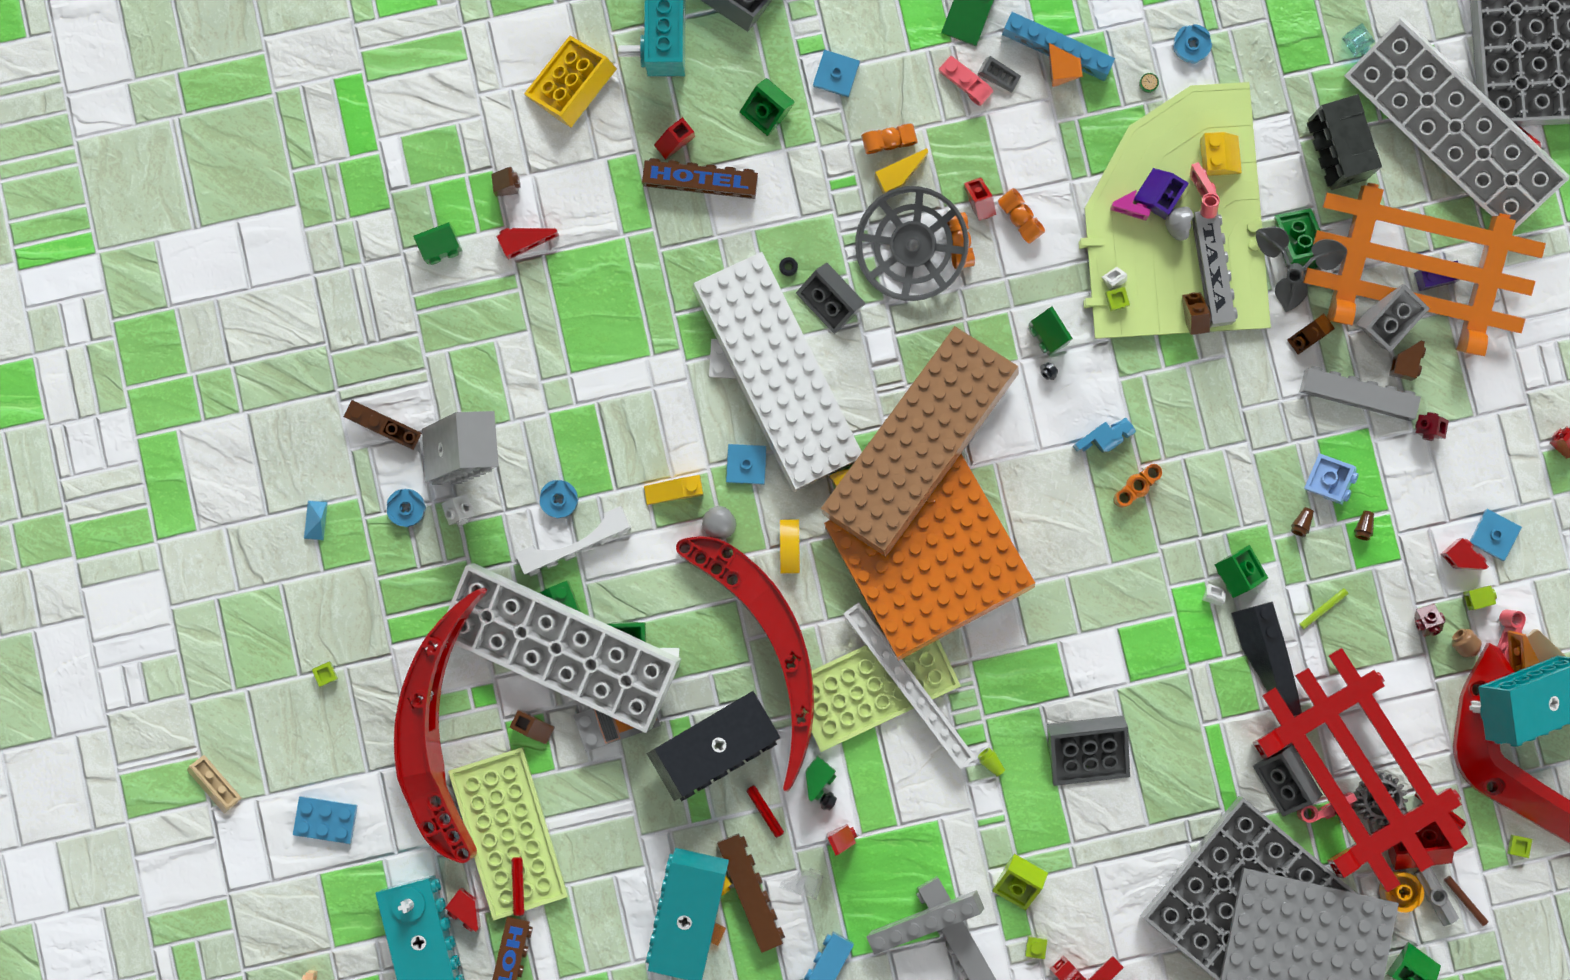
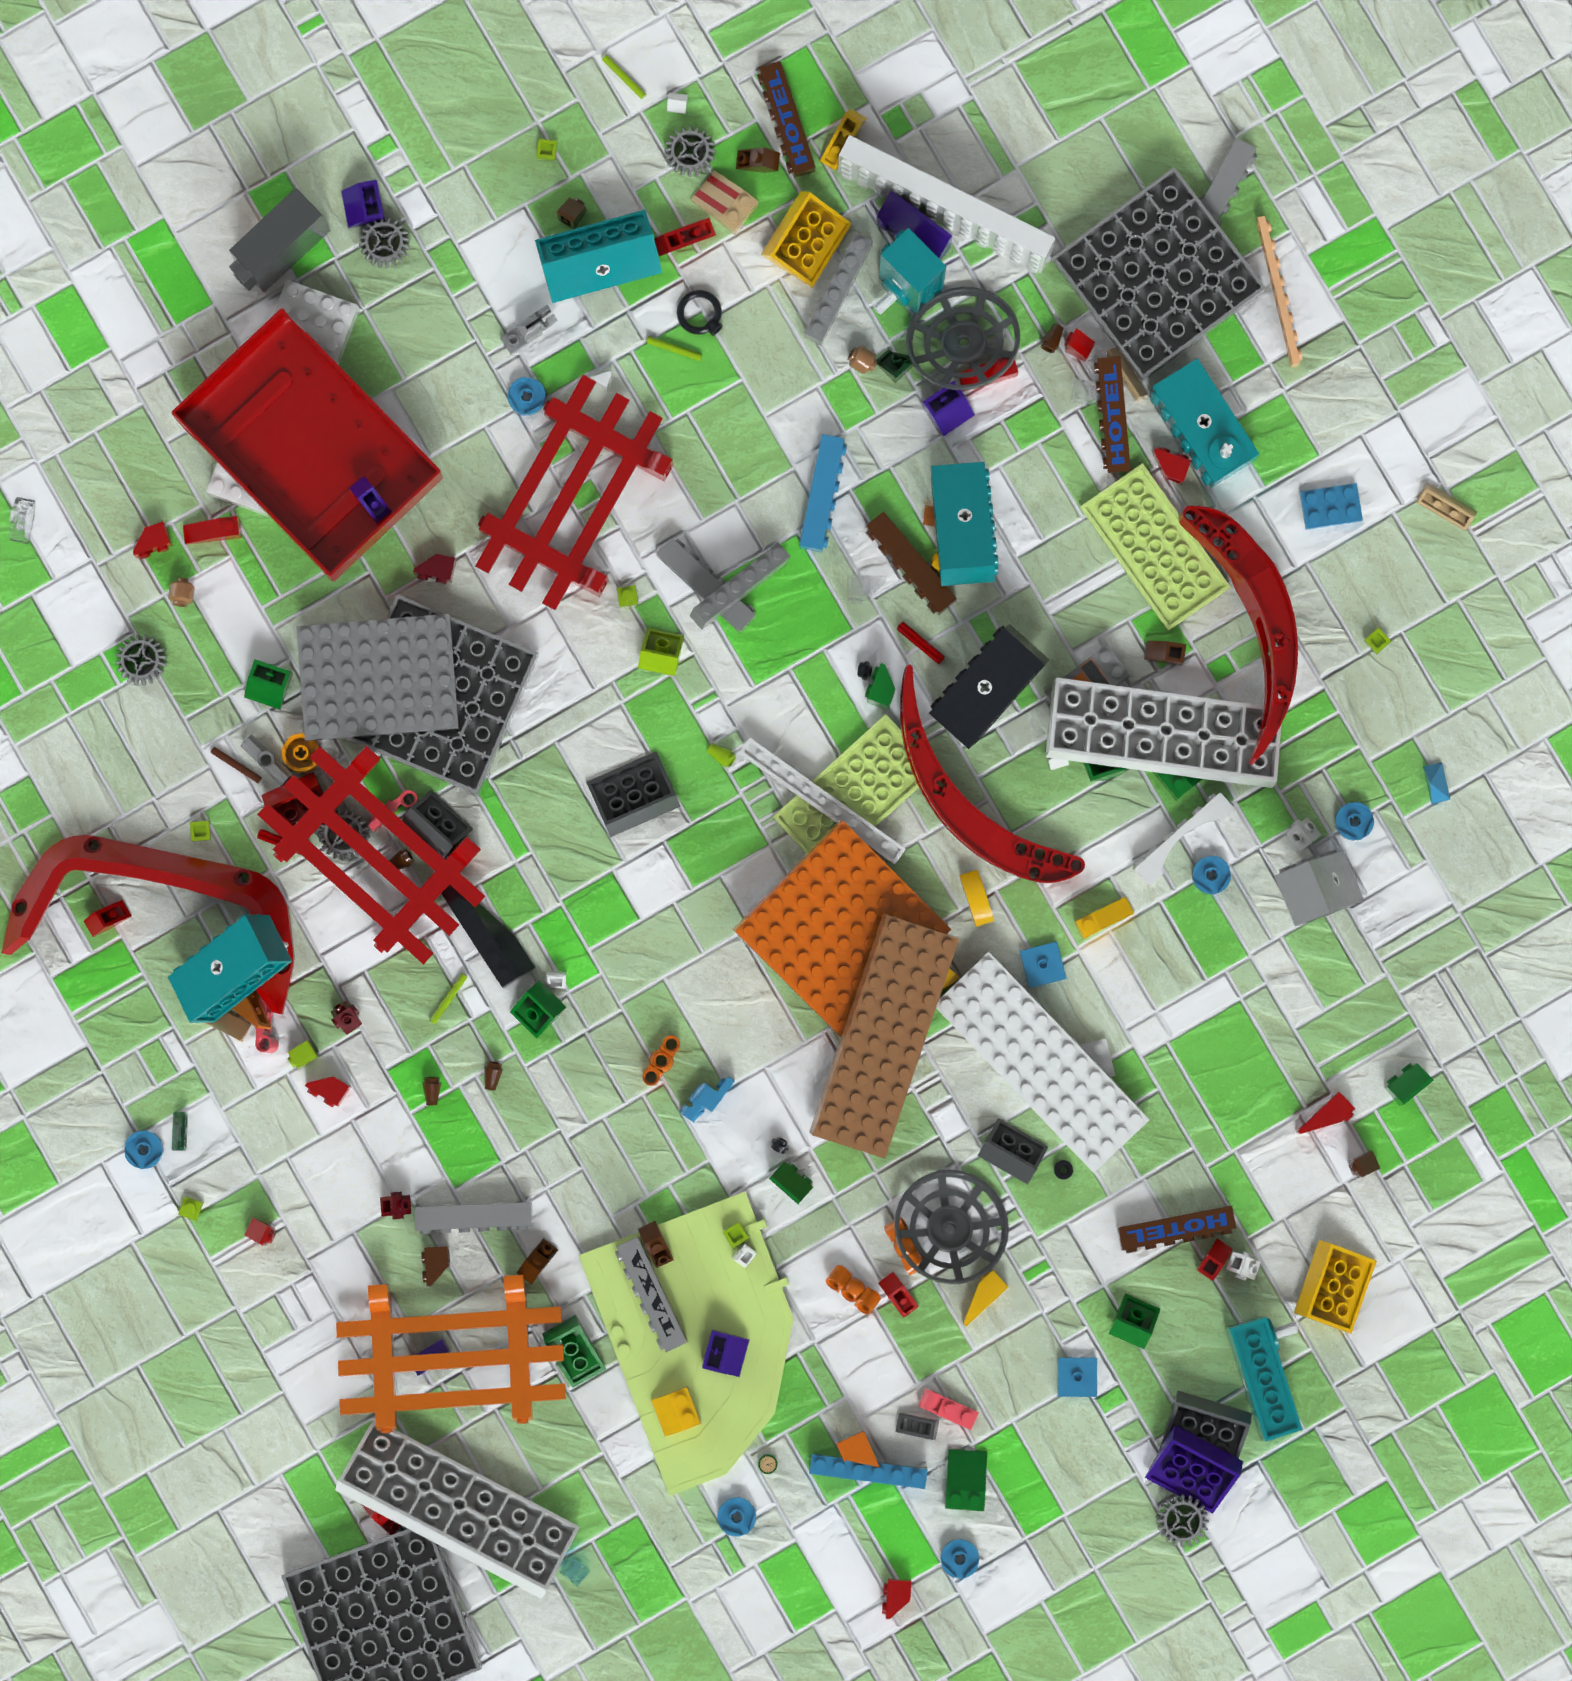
camera: 165 degrees right, 0 degrees up
(382, 424) = (1403, 892): reddish brown slope -> none
(517, 886) = (1129, 501): red axle -> none
(649, 125) = (1243, 1265): none -> white brick
(719, 522) = (1051, 900): light grey hair -> none
(842, 838) = (841, 638): red slope -> none
(889, 138) = (1005, 1326): orange piece -> none
(1125, 206) = (756, 1330): dark pink slope -> none
(1179, 223) = (699, 1327): light grey hair -> none
(1207, 190) = (680, 1367): coral plate -> none
(1292, 290) = (571, 1297): dark grey plant -> none
(1331, 479) = (477, 1125): light blue plate -> none
(1332, 756) = (402, 859): none -> reddish brown cone
(1344, 142) = (562, 1456): pearl dark grey container -> none
(1393, 317) = (465, 1298): light grey slope -> none
(1466, 643) = (304, 1007): medium nougat head -> none
(1495, 534) = (304, 1121): dark azure plate -> none

